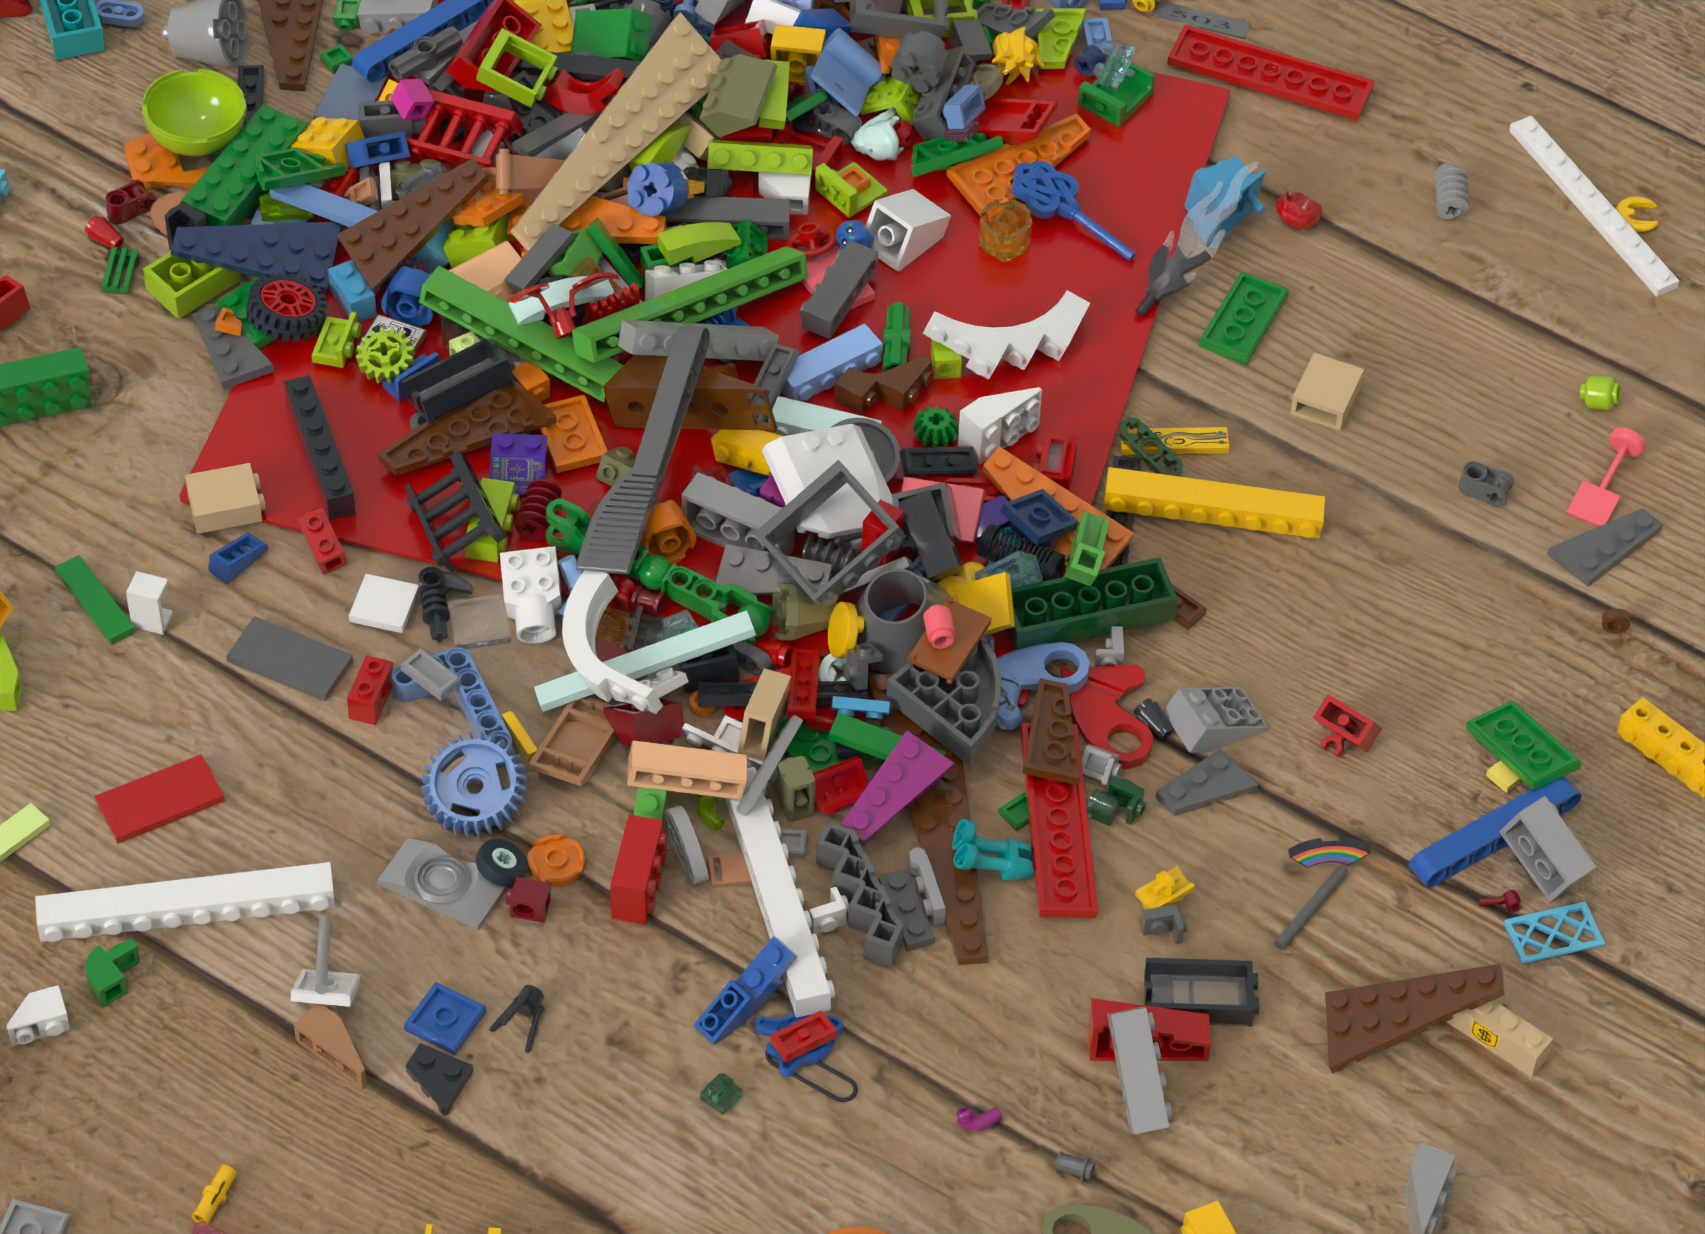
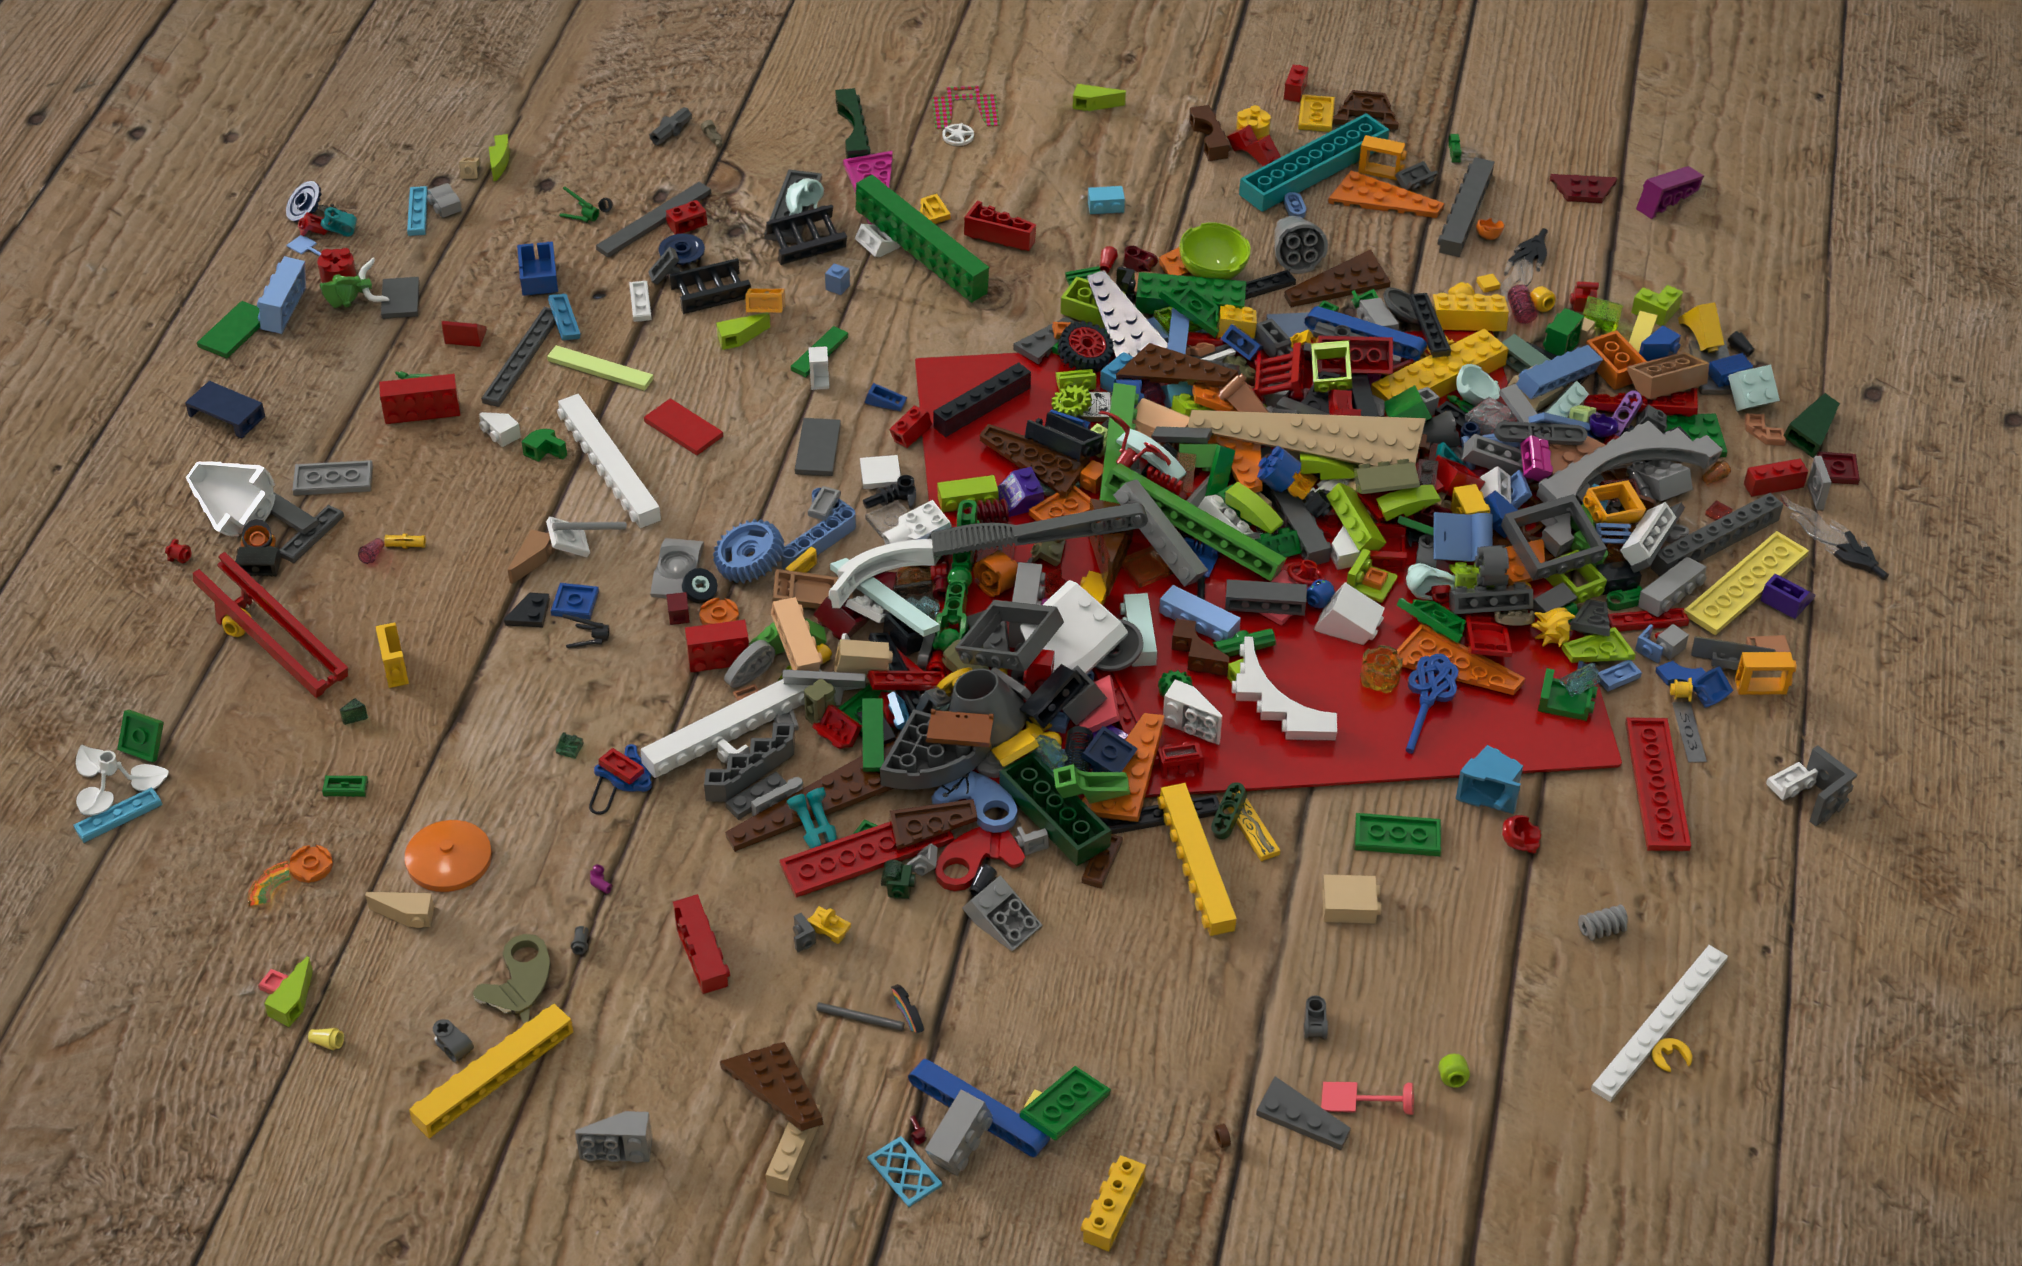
camera: 70 degrees right, 5 degrees down
(224, 498) = (919, 372): tan brick -> none
(370, 690) = (803, 483): red brick -> none
(412, 99) = (1286, 337): dark pink brick -> none
(479, 508) = (956, 470): black fence -> none
(746, 994) = (642, 729): blue slope -> none
(774, 374) = (1152, 586): dark grey tile -> none
(899, 782) = (839, 746): magenta wedge -> none
(938, 461) = (1137, 690): black tile -> none
(939, 626) = (959, 713): coral brick -> none
(961, 134) = (1458, 617): clear pink tile -> none
(964, 107) = (1477, 609): medium blue piece -> none
(1138, 1070) = (653, 939): light grey brick -> none
(1191, 252) = (1423, 770): piece -> none
(1203, 986) = (753, 971): door -> none
(1206, 782) = (944, 928): dark grey wing -> none
(1345, 725) = (1028, 988): red brick -> none

